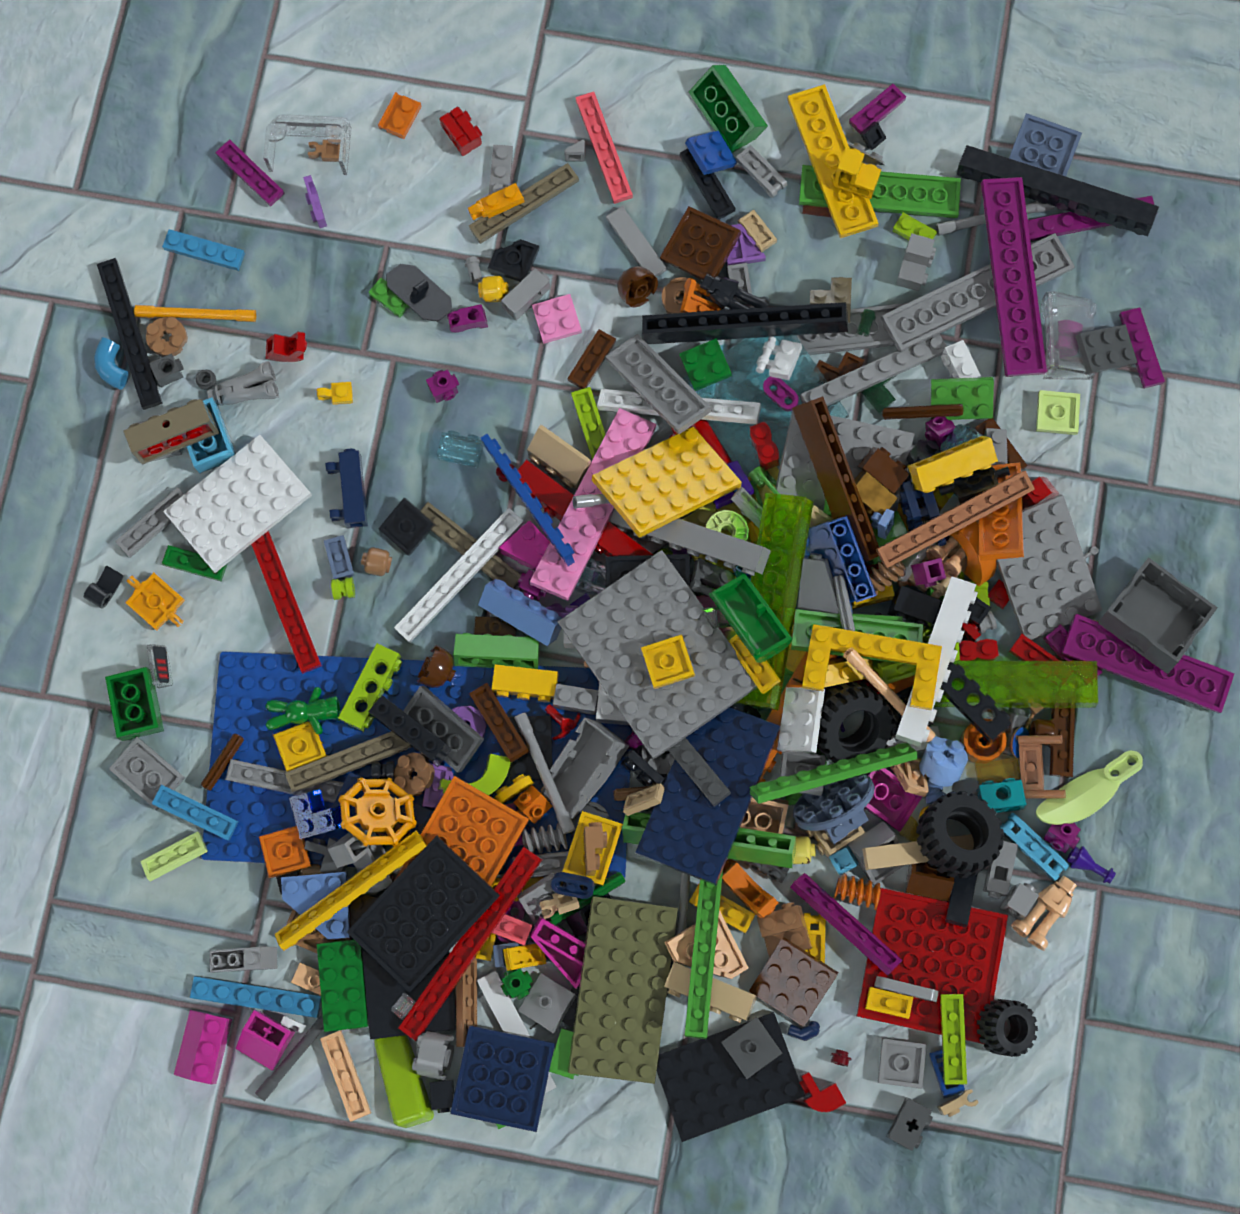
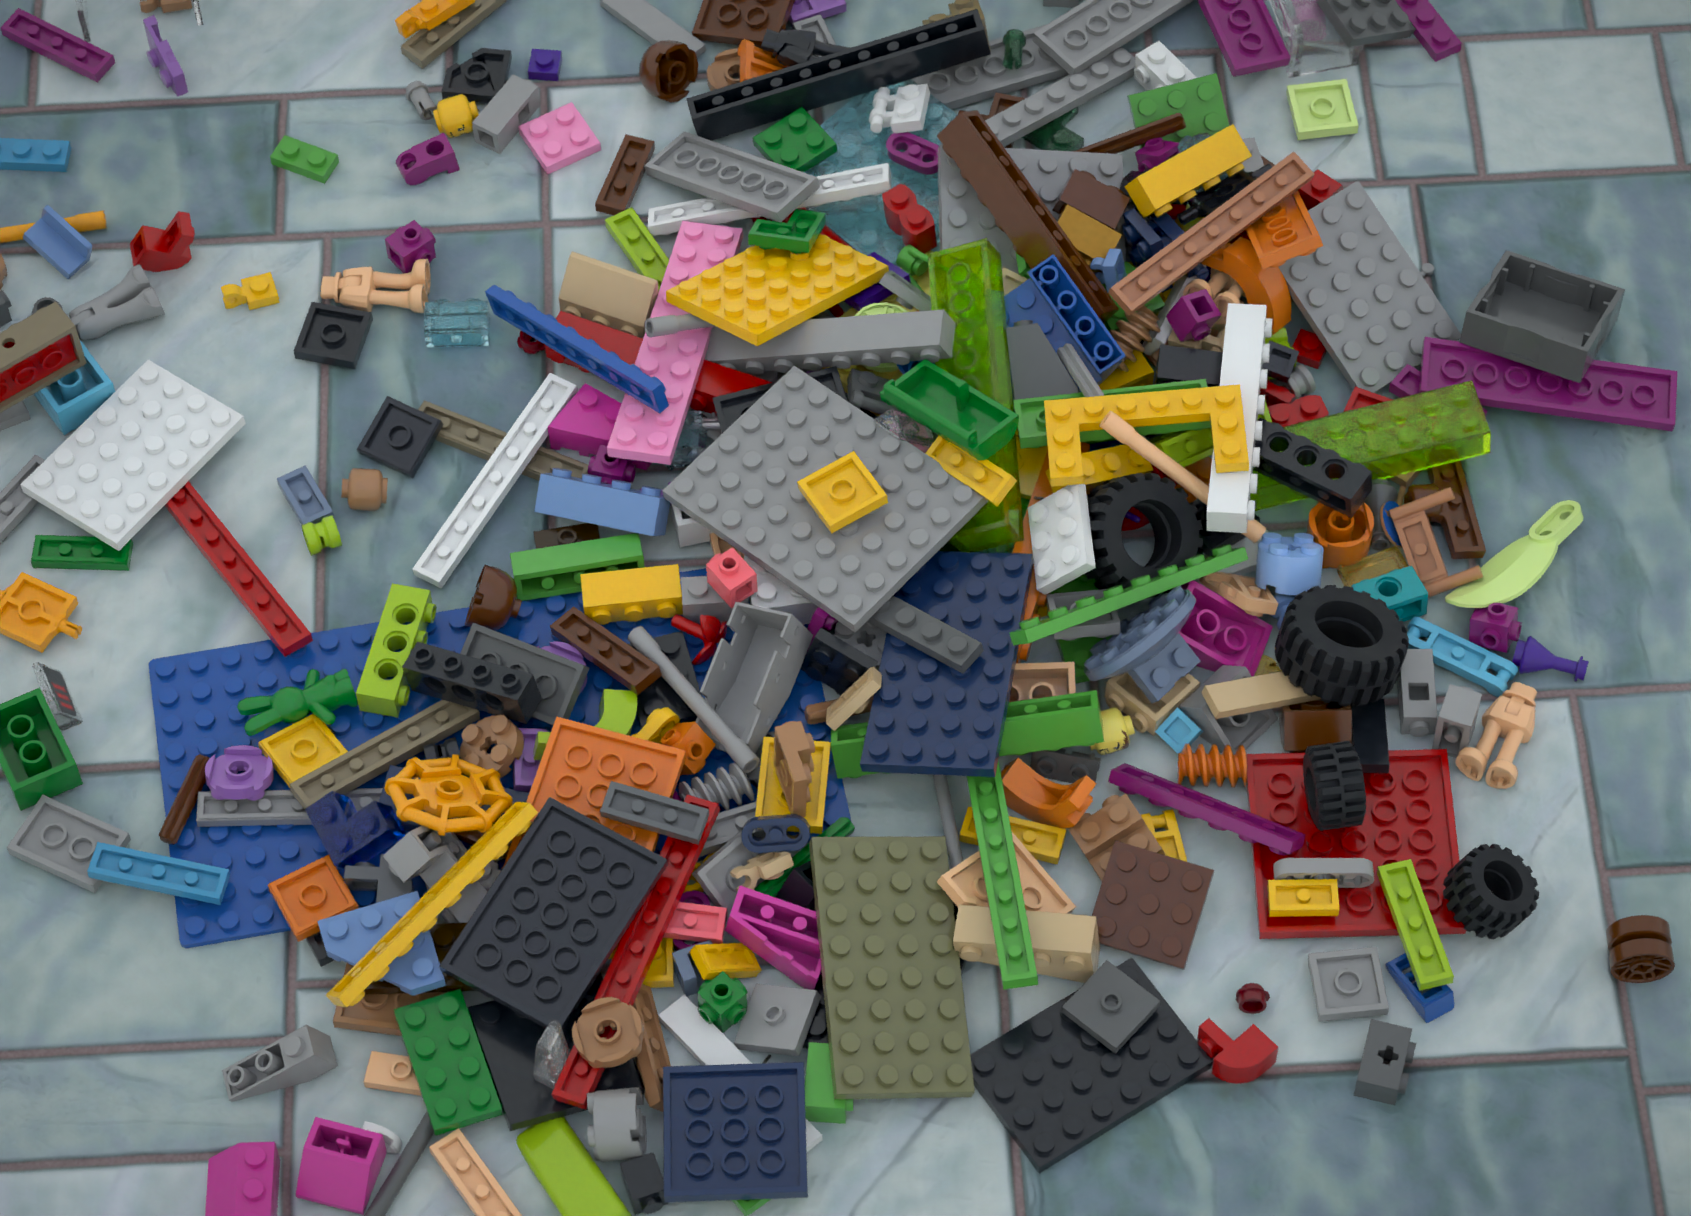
camera: 15 degrees left, 20 degrees down
(174, 856) = (136, 946): yellowish green plate -> none
(220, 331) = (59, 243): none -> medium blue panel
(256, 997) = (296, 1117): dark azure plate -> none
(260, 765) = (250, 785): none -> medium lavender plate
(352, 487) = (305, 404): dark blue brick -> none
(380, 439) = (333, 335): none -> black plate
(403, 408) = (359, 288): none -> light nougat piece
(419, 292) = (346, 142): black shield -> none
(448, 992) = (615, 1050): none -> medium nougat plate
(499, 860) = (654, 812): none -> dark grey plate
(559, 258) = (545, 64): none -> dark purple plate
(585, 697) = (731, 577): none -> coral brick
(684, 446) = (796, 235): none -> green plate
(805, 1033) = (1188, 977): dark blue arm -> none
(928, 937) = (1334, 785): none -> black tyre
(952, 1106) = (1442, 1021): tan plate -> none
(1089, 1089) = (1640, 949): none -> reddish brown wheel

